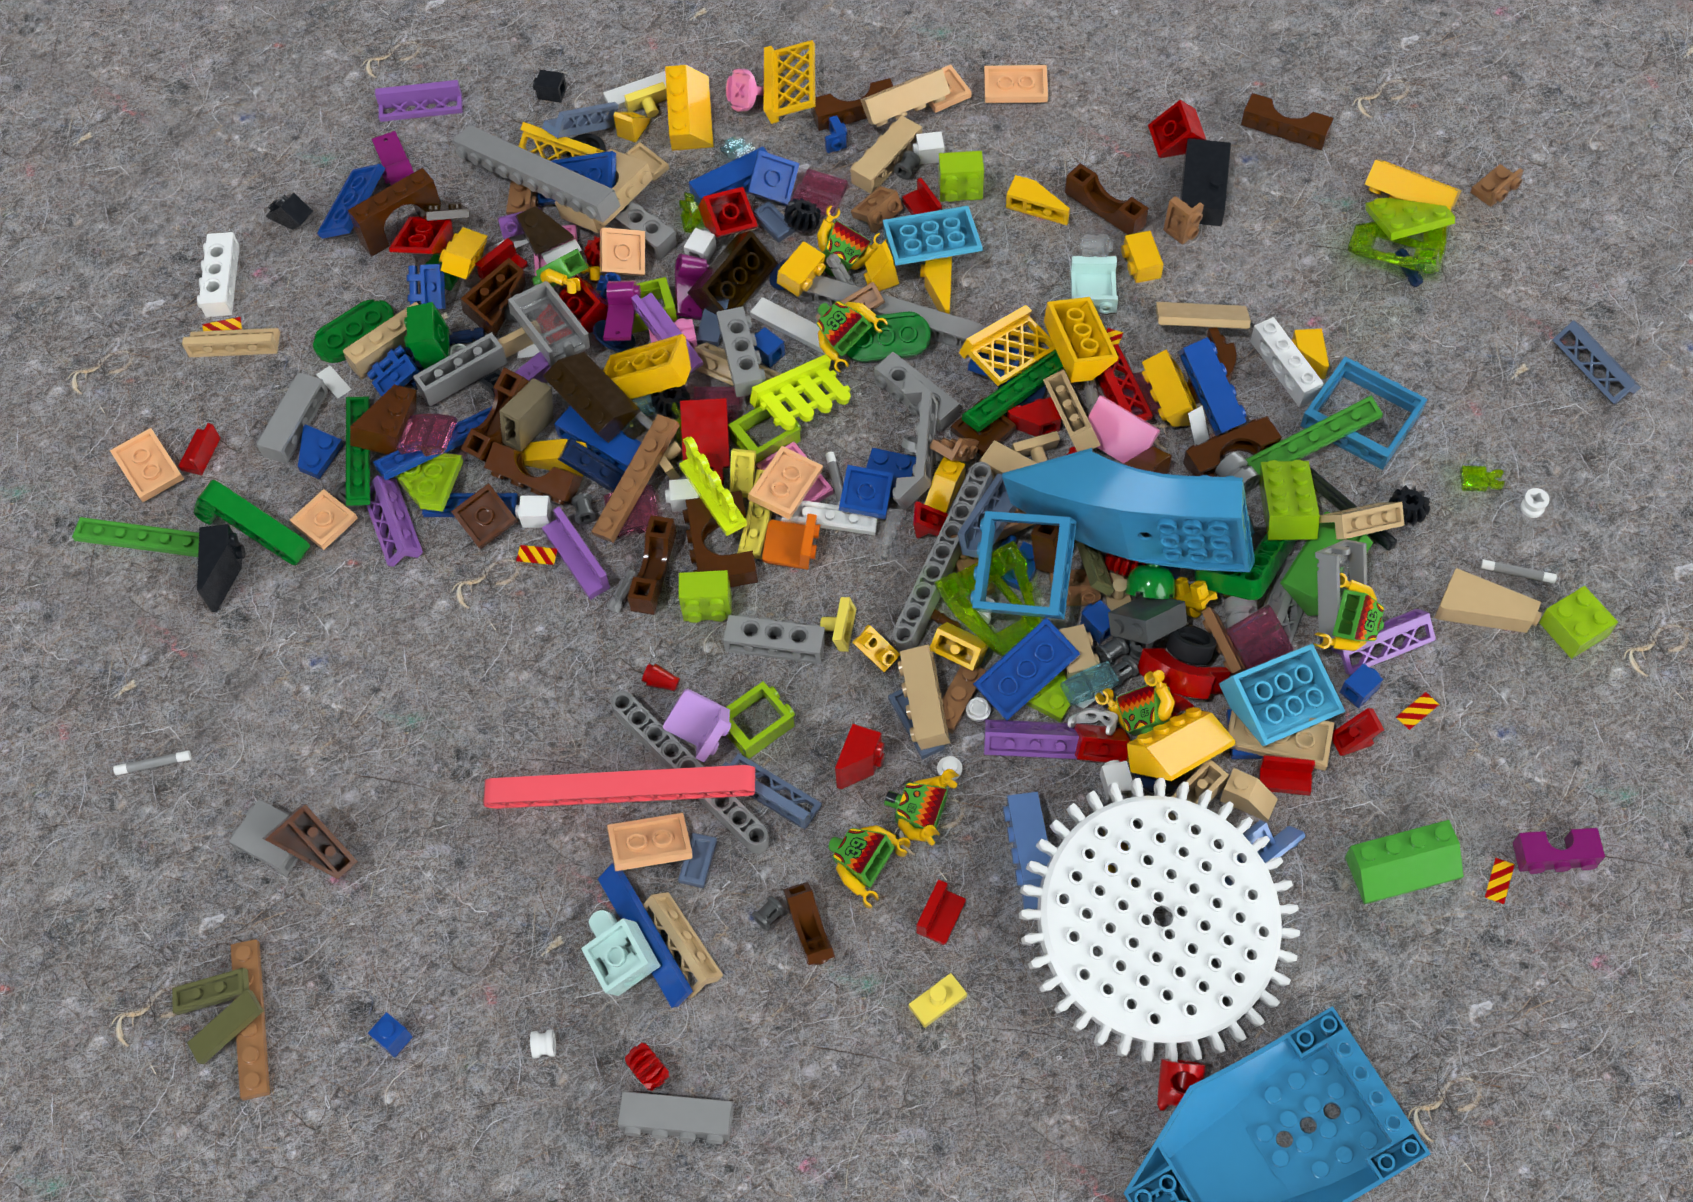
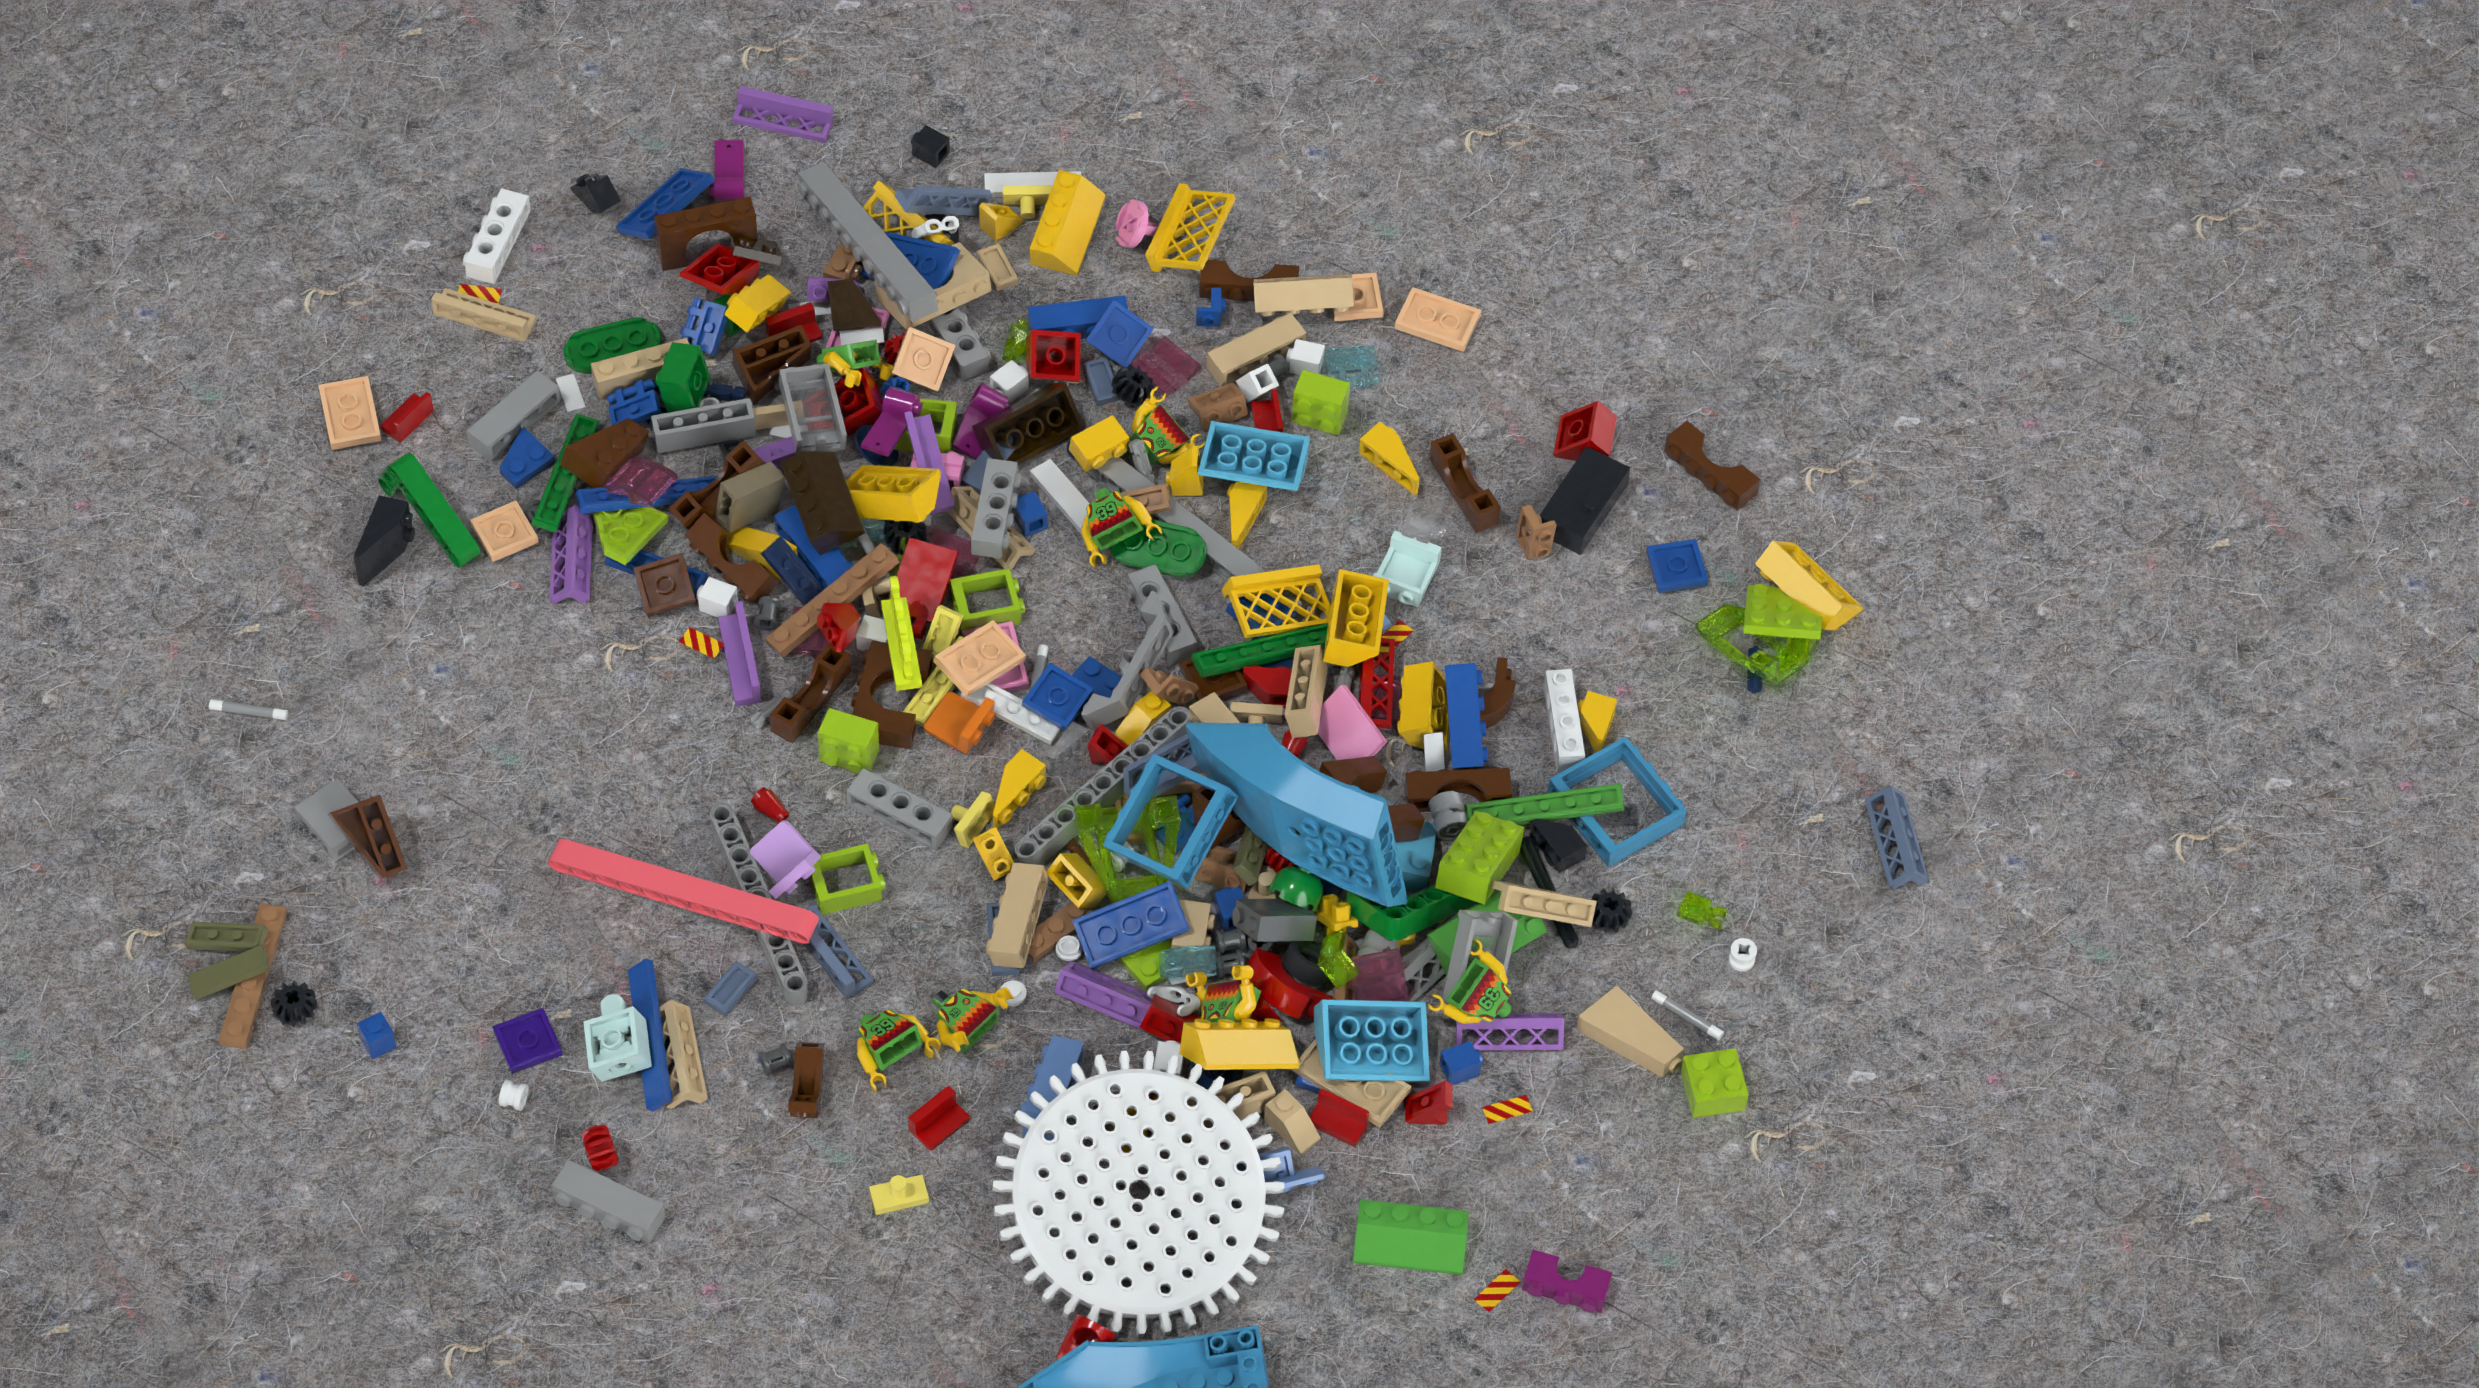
camera: 15 degrees right, 5 degrees down
(137, 536) = (313, 483): bright green tile -> none
(307, 1039) = (294, 1003): none -> black gear
(533, 983) = (527, 1040): none -> dark purple tile
(579, 147) = (924, 229): none -> white cap
(649, 841) = (690, 952): light nougat plate -> none
(652, 496) = (838, 624): none -> red slope
(736, 148) = (1098, 286): clear light blue slope -> none
(791, 384) = (1034, 560): neon yellow fence -> none
(859, 756) = (926, 947): red slope -> none
(865, 575) = (1019, 780): none -> yellow slope
(902, 178) = (1257, 383): none -> white brick
(967, 136) = (1353, 360): none -> clear light blue plate
(1142, 257) = (1473, 558): yellow brick -> none
(1202, 315) = (1501, 641): tan tile -> none
(1217, 633) = (1334, 960): none -> clear neon green bracket
(1303, 207) = (1677, 565): none -> blue plate
(1336, 464) = (1559, 843): none -> black slope
(1497, 184) = (1904, 615): medium nougat bracket -> none

